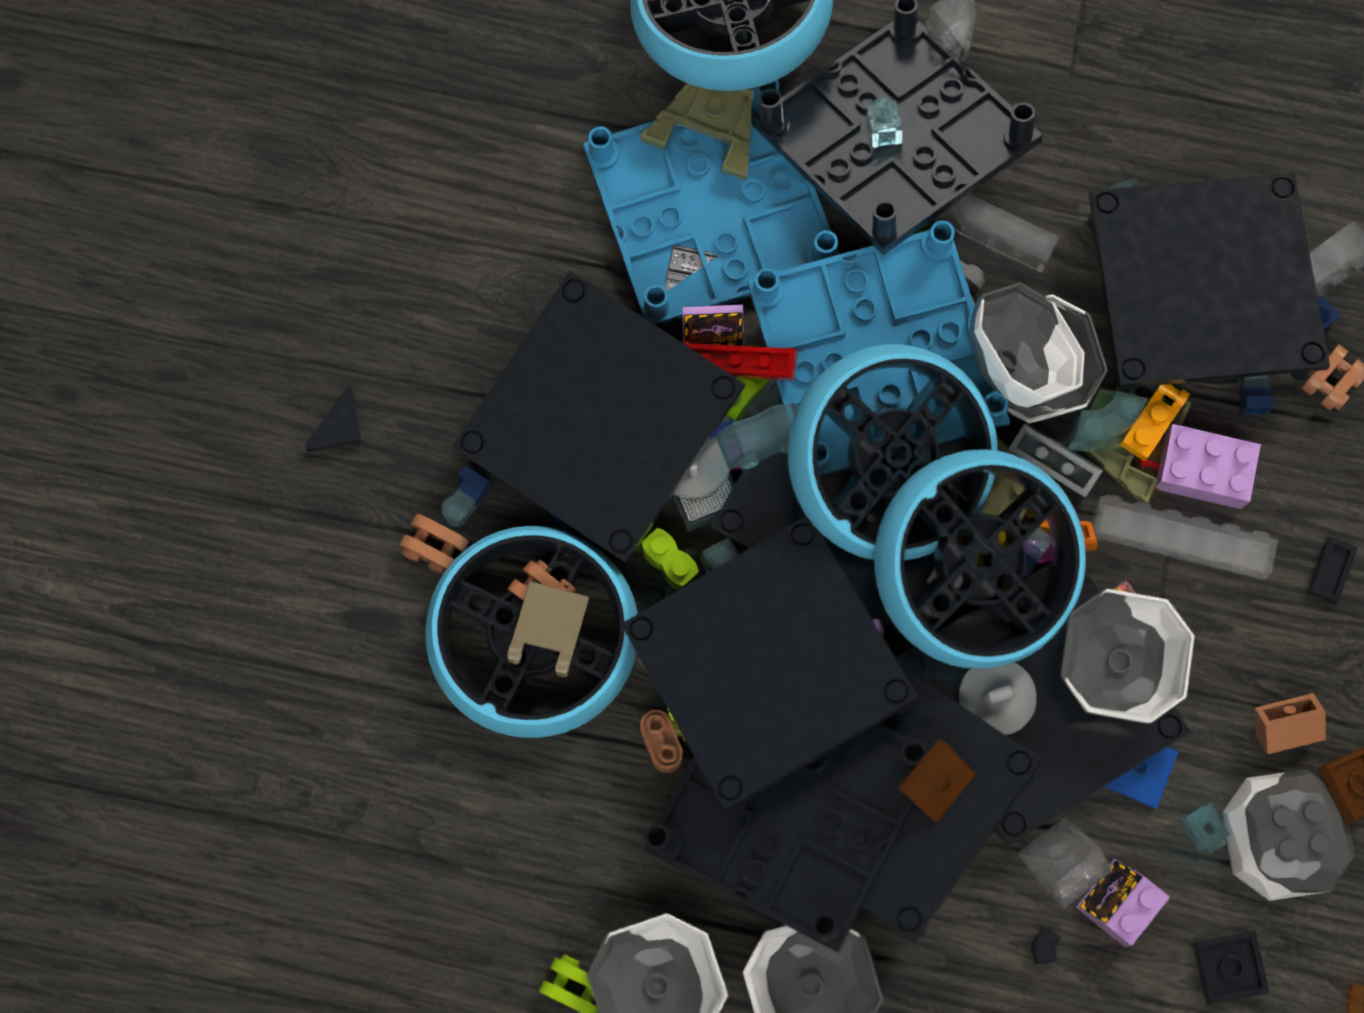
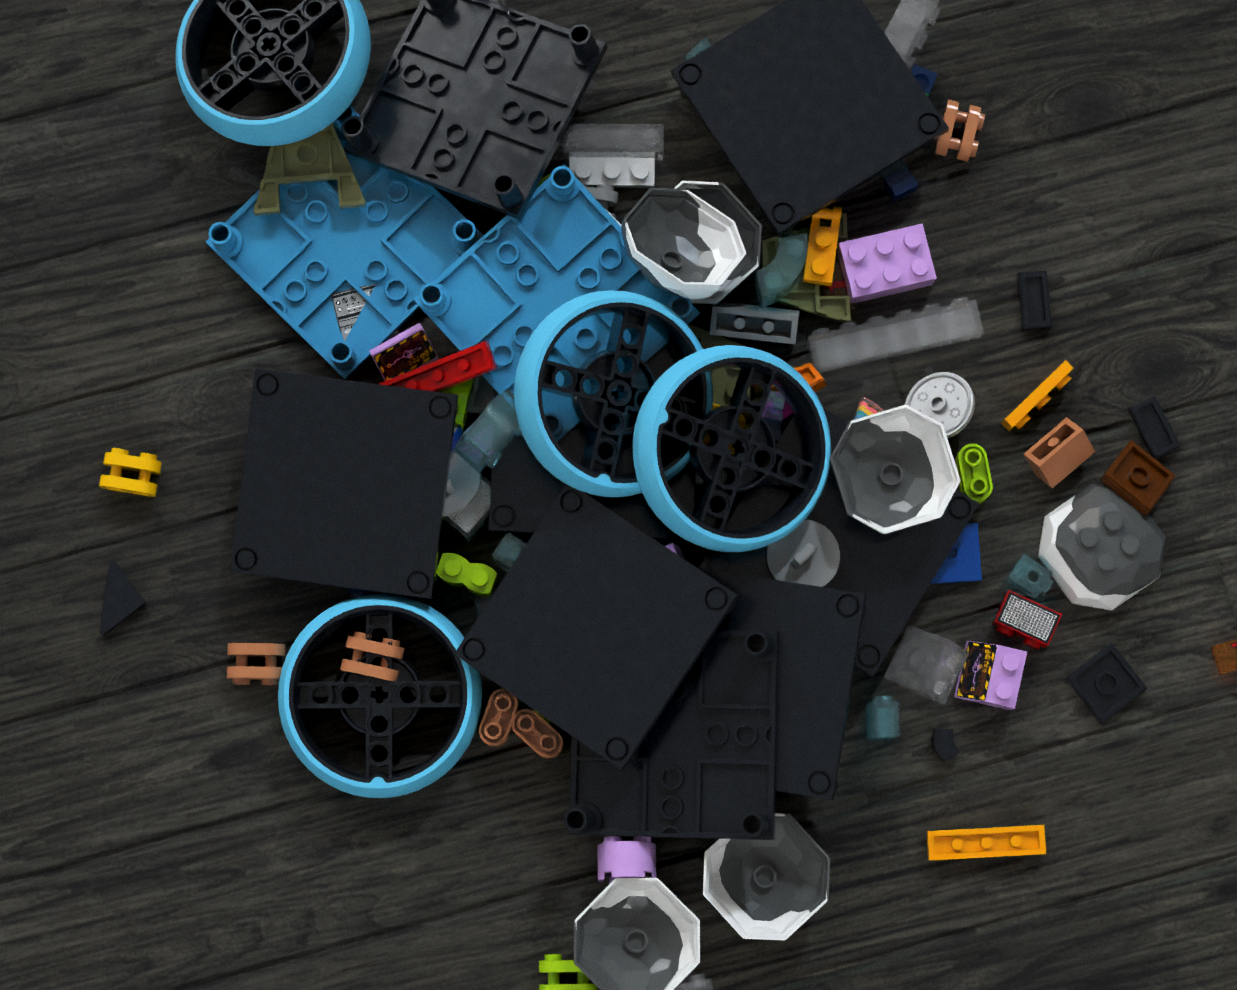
camera: 25 degrees left, 5 degrees up
(405, 299) = (145, 464): none -> yellow brick
(466, 499) = (264, 609): leg -> none
(549, 621) = (392, 681): dark tan flag -> none
(631, 707) = (498, 718): none -> nougat brick
(687, 900) = (626, 858): none -> lavender brick
(884, 117) = (462, 97): clear light blue brick -> none
(937, 780) = (787, 656): reddish brown plate -> none
(994, 262) = (614, 171): none -> white plate
(998, 891) = (882, 718): none -> clear light blue brick
(1182, 867) = (1026, 619): none -> brick
(1200, 702) = (974, 472): none -> lime brick
(1207, 618) = (945, 399): none -> shield
(1294, 662) = (1038, 397): none -> light orange plate

